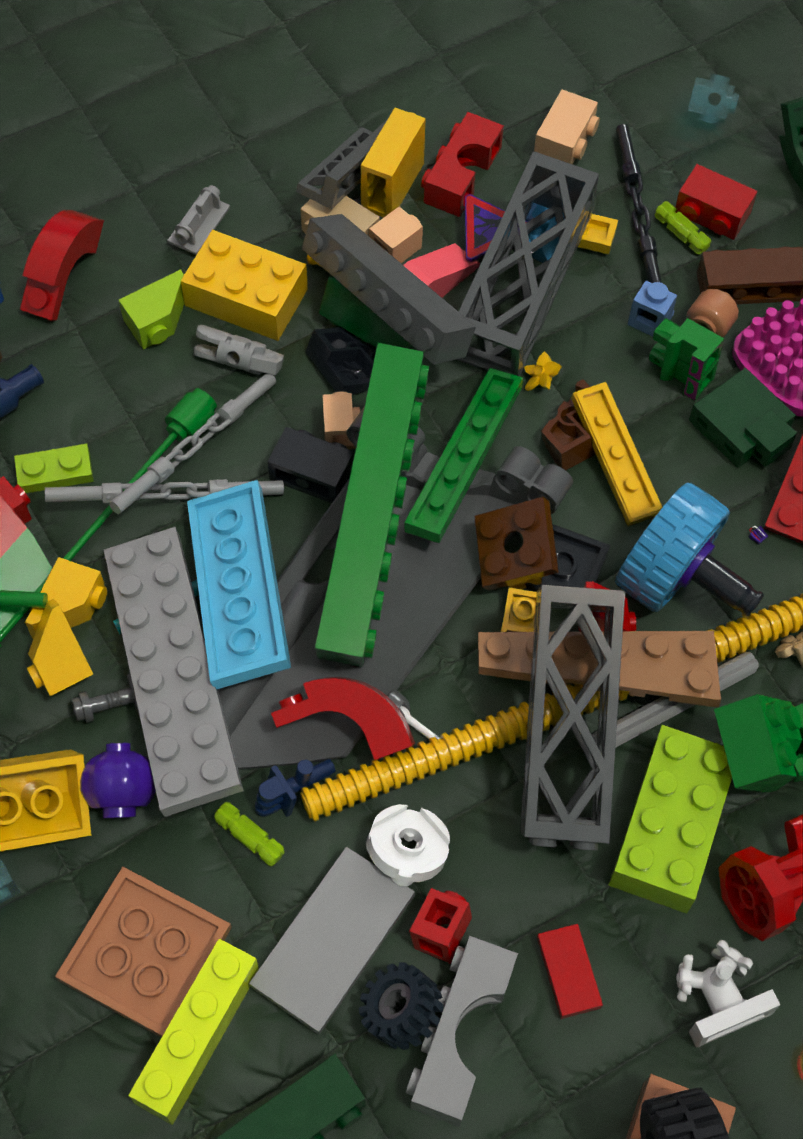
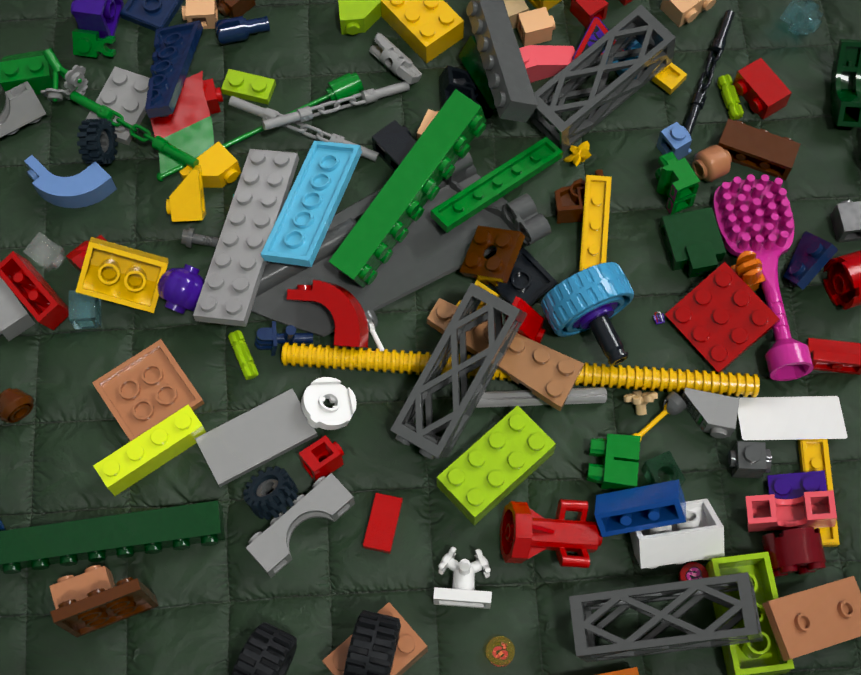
camera: 30 degrees right, 5 degrees up
(760, 741) = (569, 443): green slope -> none

